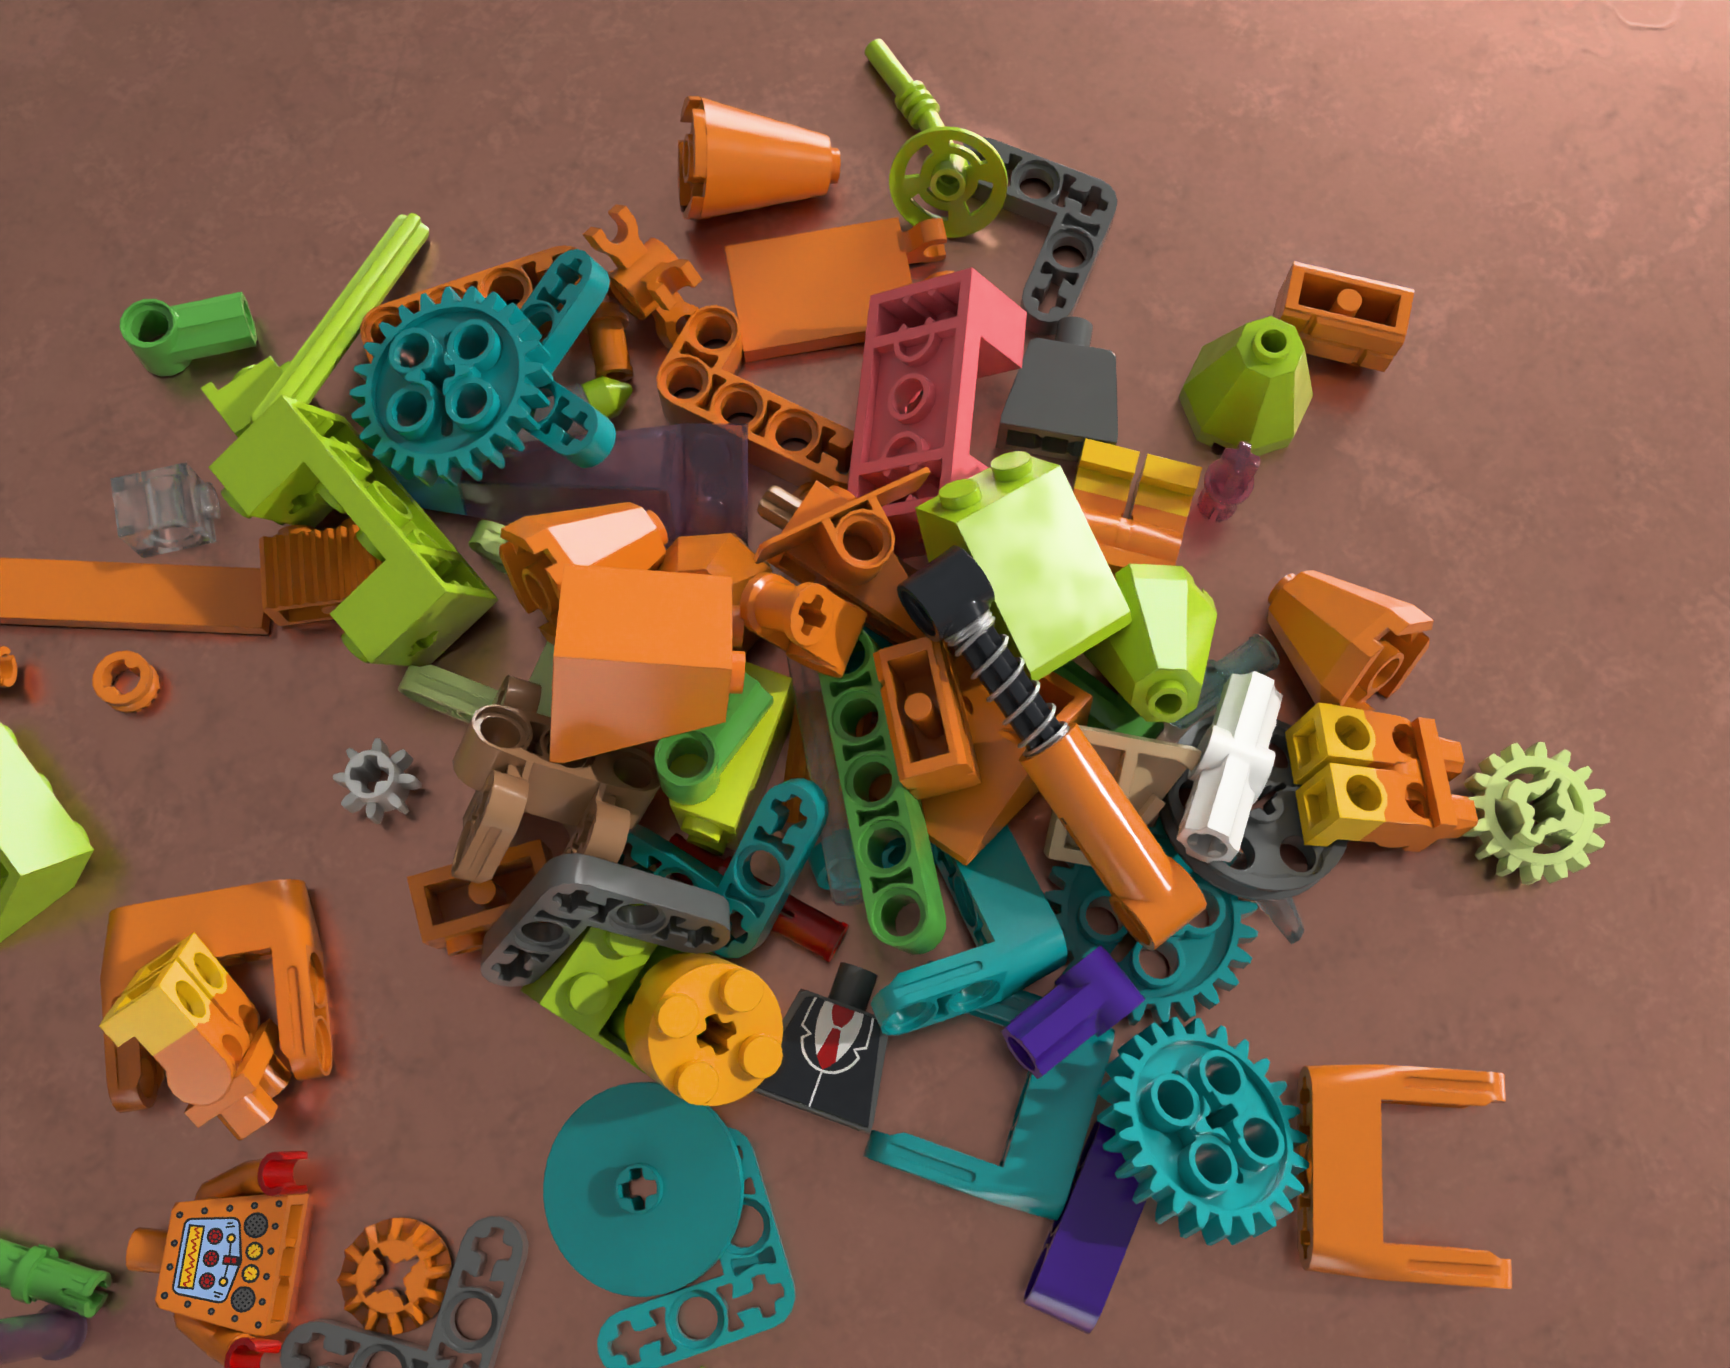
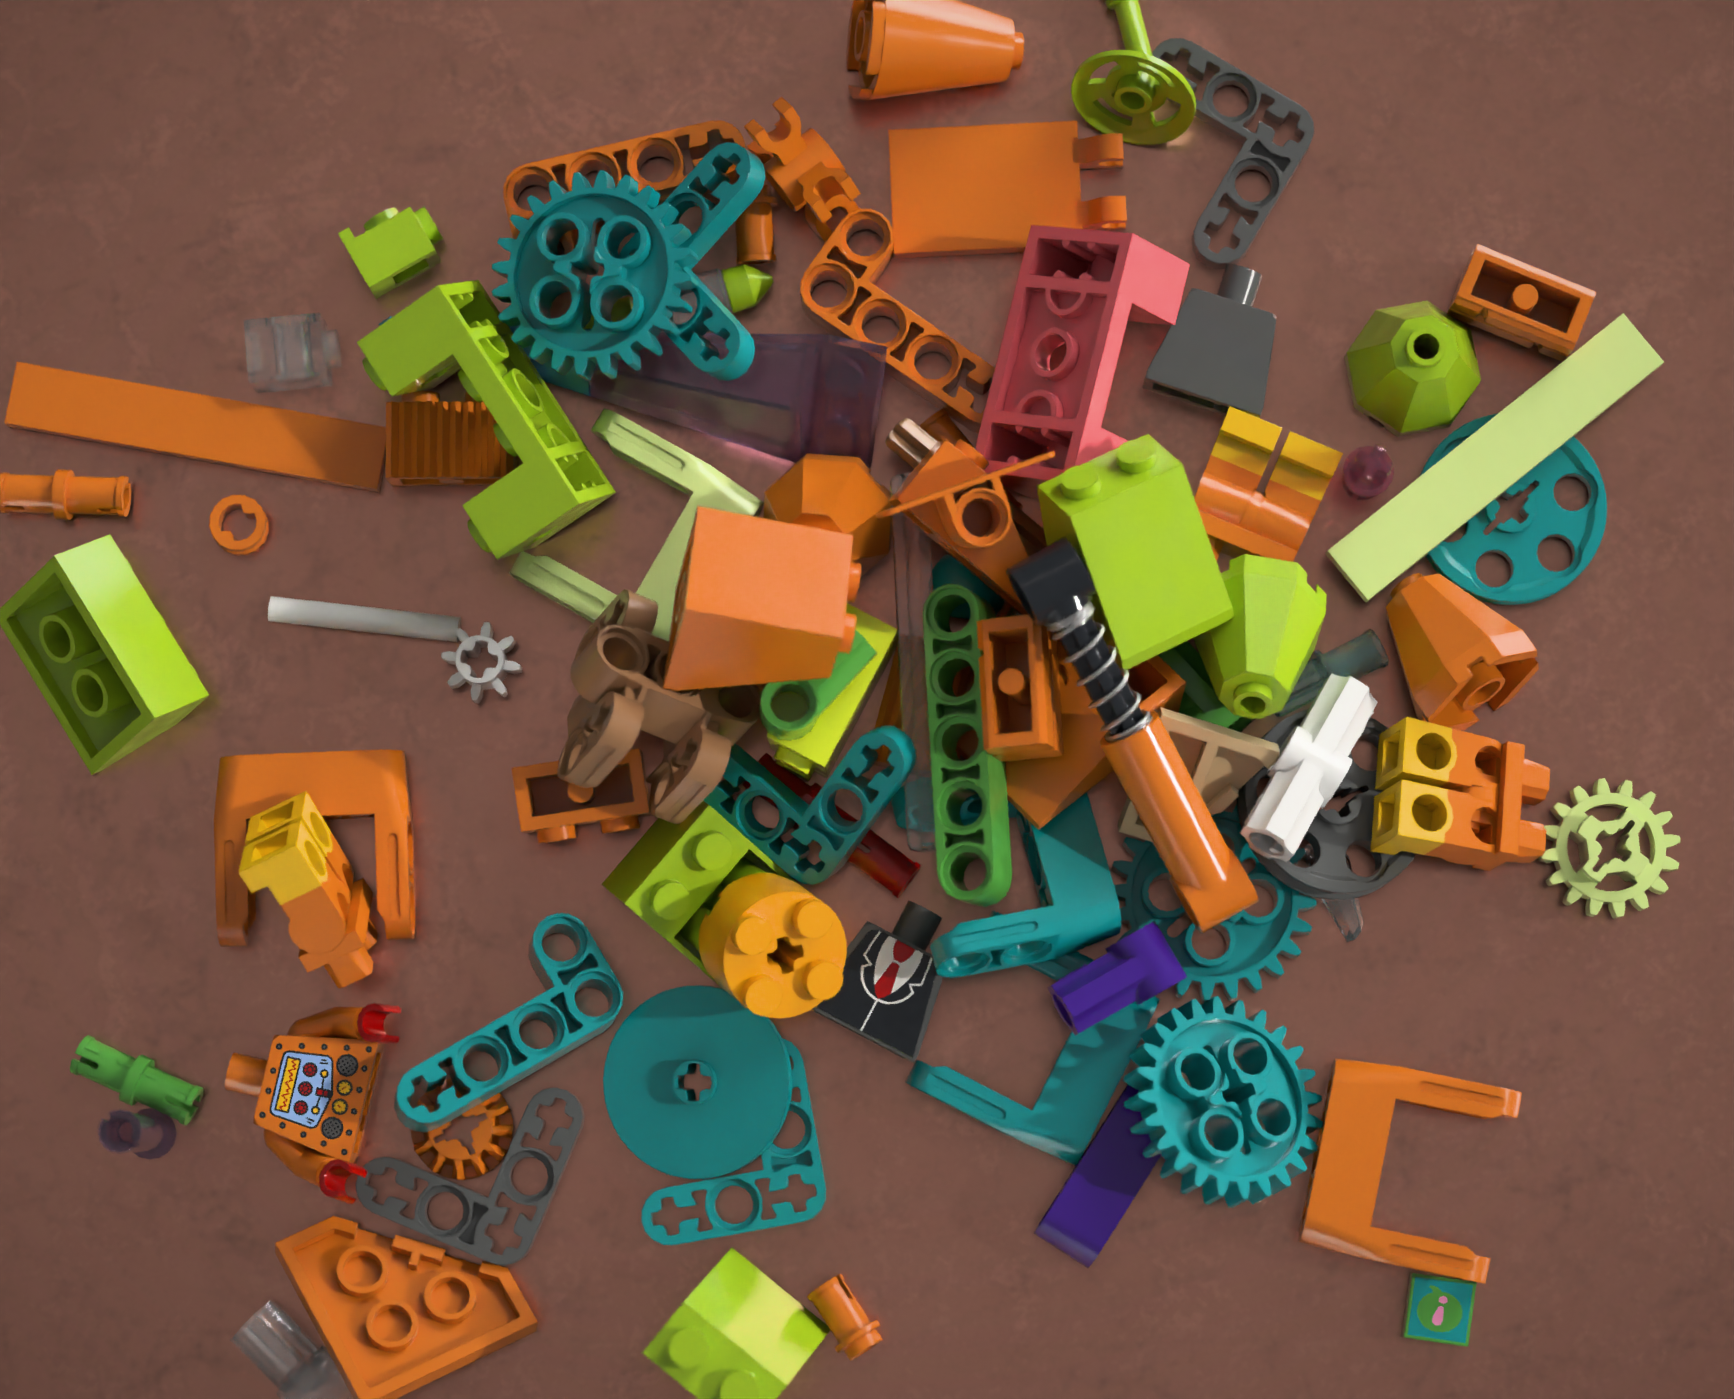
camera: 15 degrees right, 10 degrees up
(190, 331) = (332, 154): bright green piece -> none
(254, 756) = (363, 619): none -> white bar
(343, 320) = (486, 176): lime axle -> none
(424, 1165) = (502, 1036): none -> teal beam
(592, 536) = (710, 468): orange cone -> none
(597, 893) = (691, 813): dark grey beam -> none
(803, 621) = (914, 584): orange piece -> none
(1341, 460) = (1494, 458): none -> yellowish green tile
(1350, 483) = (1520, 541): none -> teal wedge
(1464, 1323) = (1439, 1309): none -> tile

